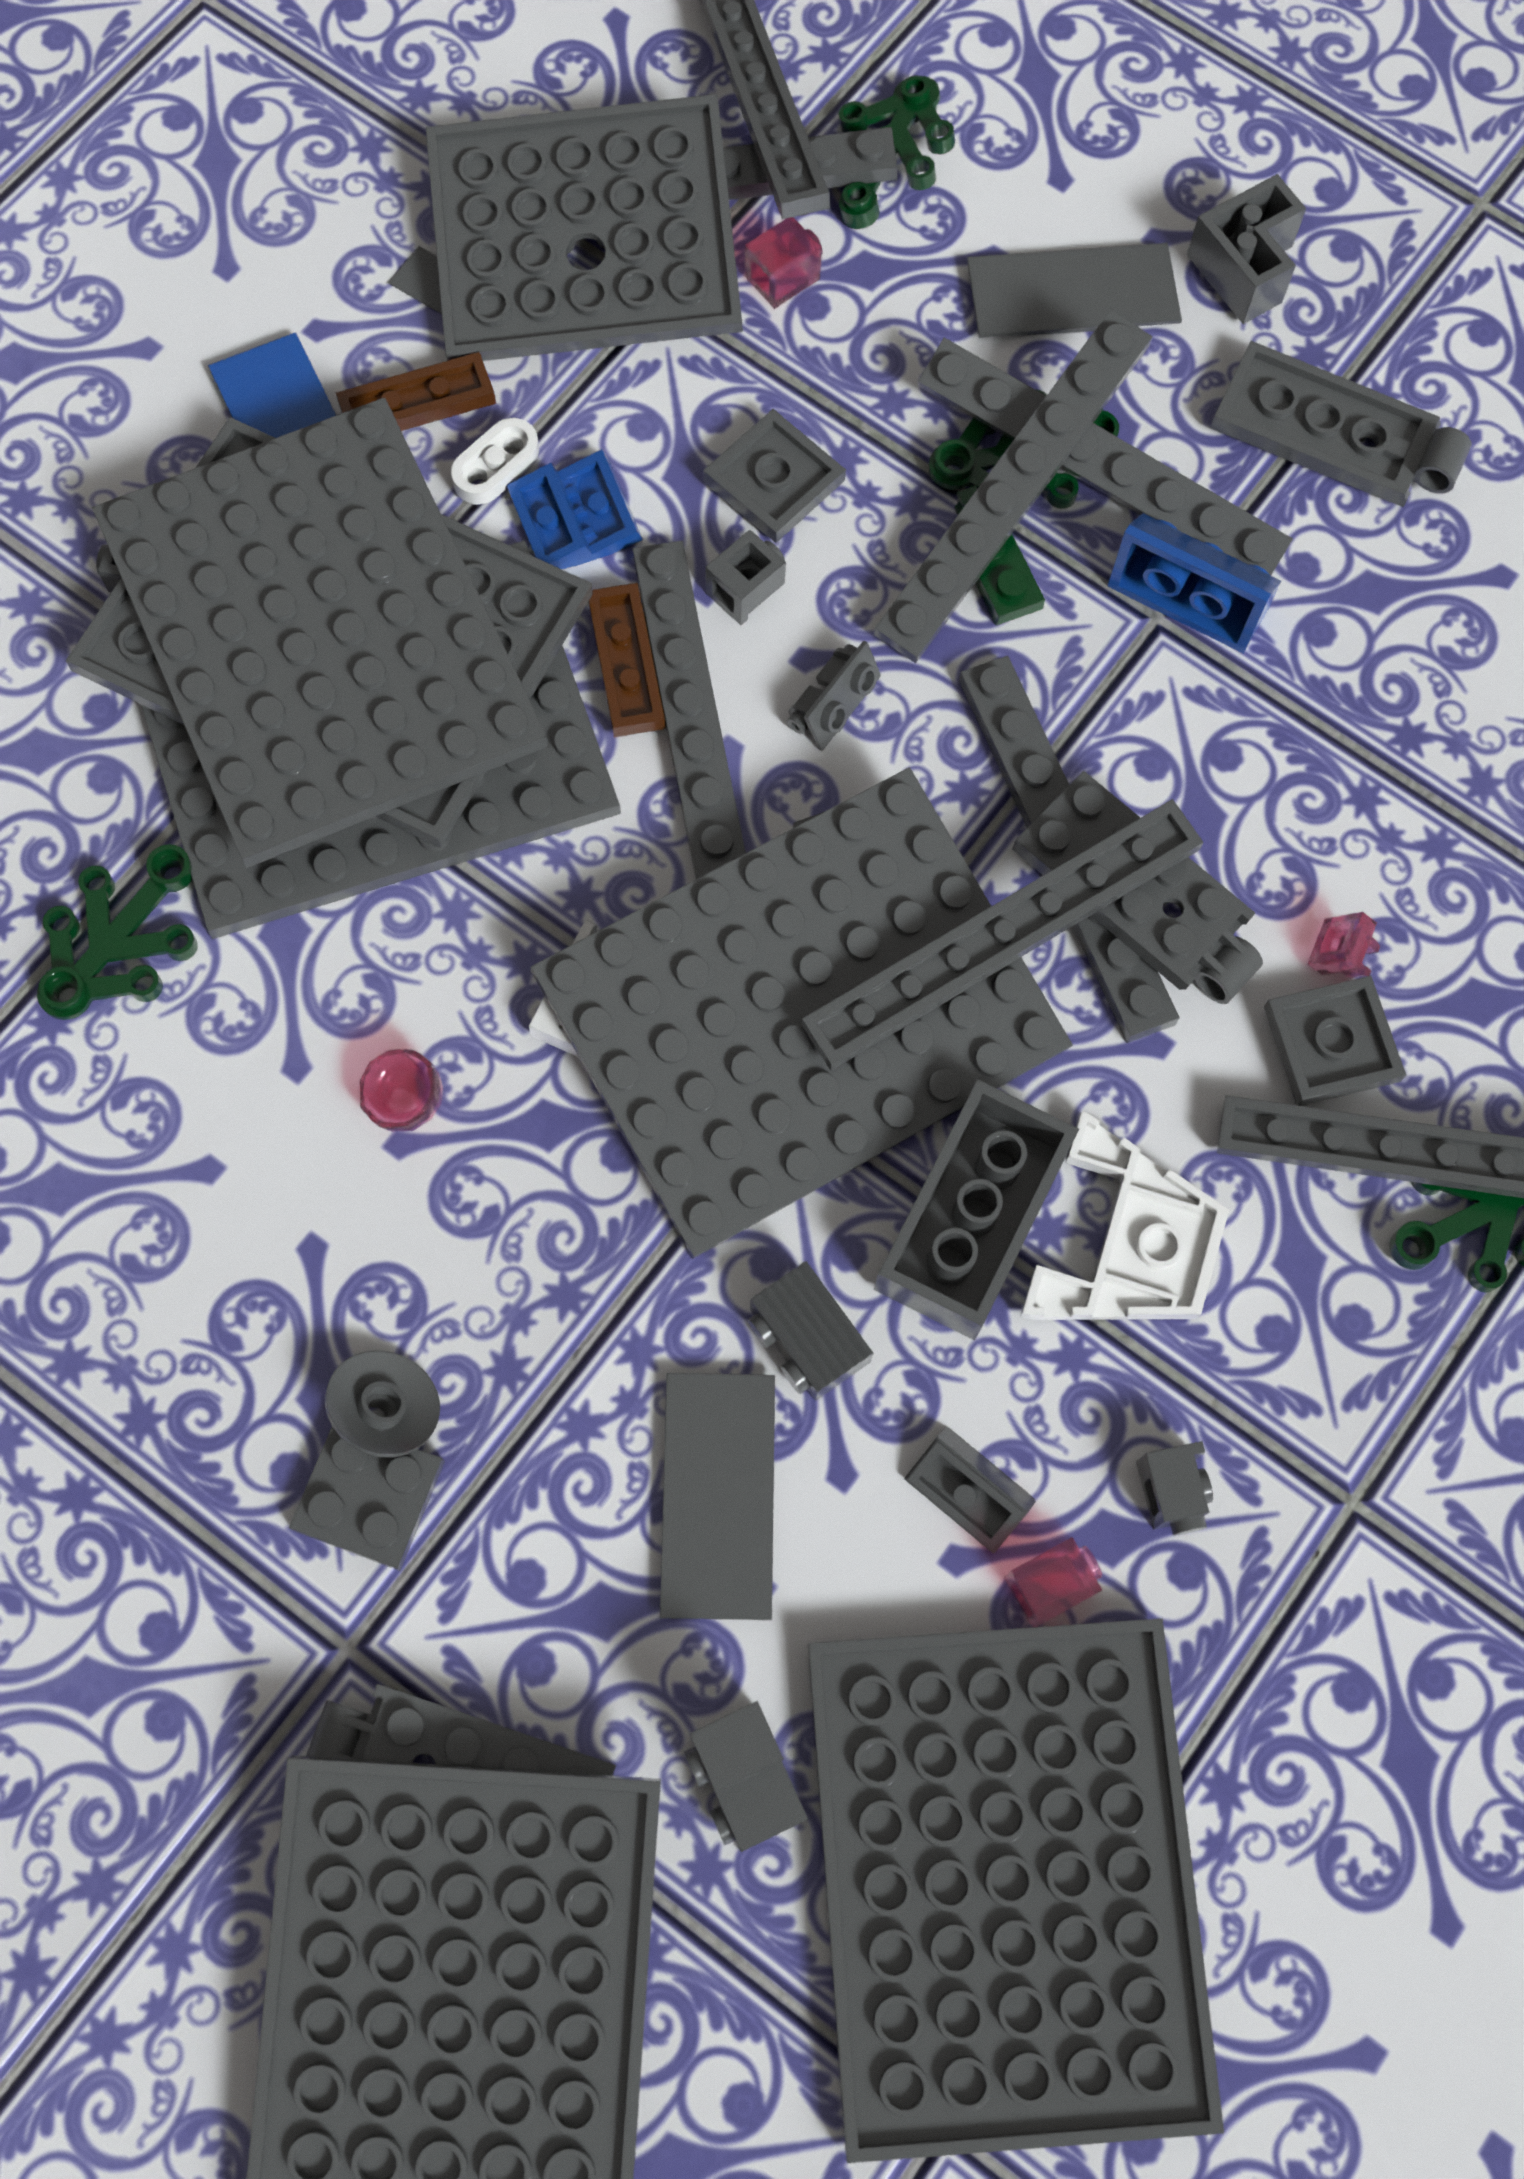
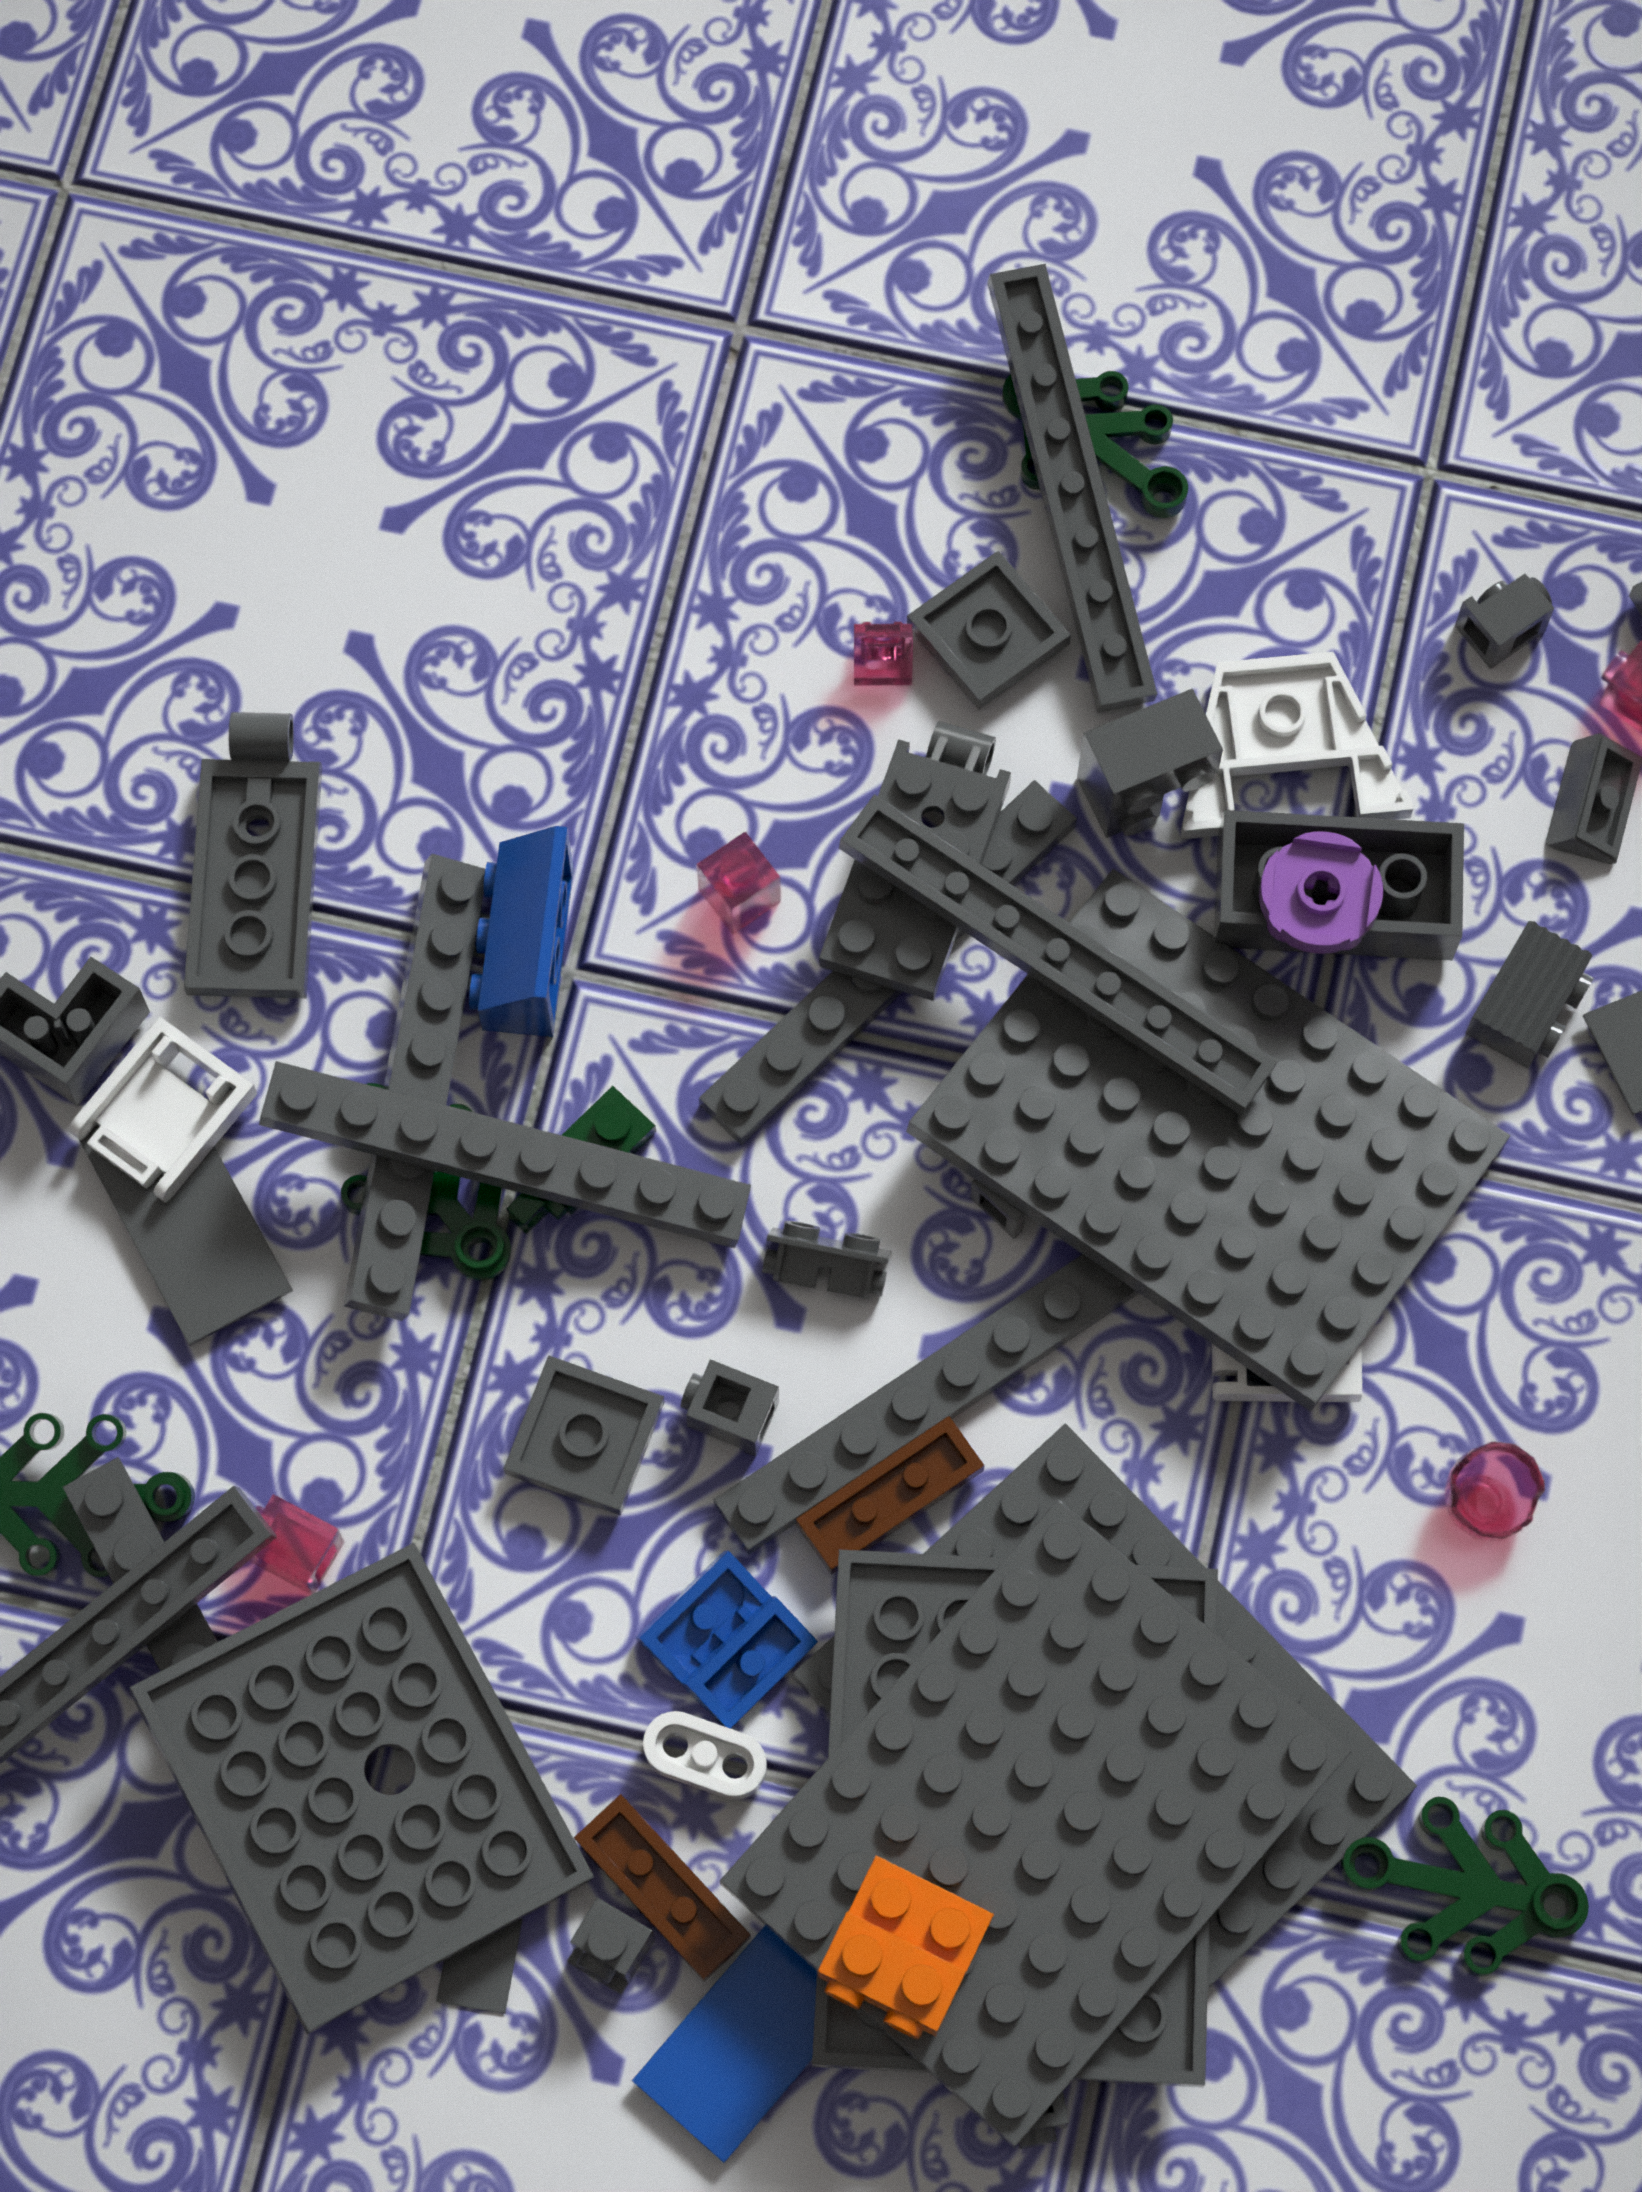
camera: 110 degrees left, 0 degrees up
(261, 475) = (903, 1948): none -> orange plate
(387, 334) = (610, 1946): none -> dark grey brick
(971, 1194) = (1315, 927): none -> medium lavender plate
(1152, 1089) = (1142, 757): none -> dark grey brick
(1158, 291) = (156, 1120): none -> white container
(1177, 749) = (738, 882): none -> clear pink brick

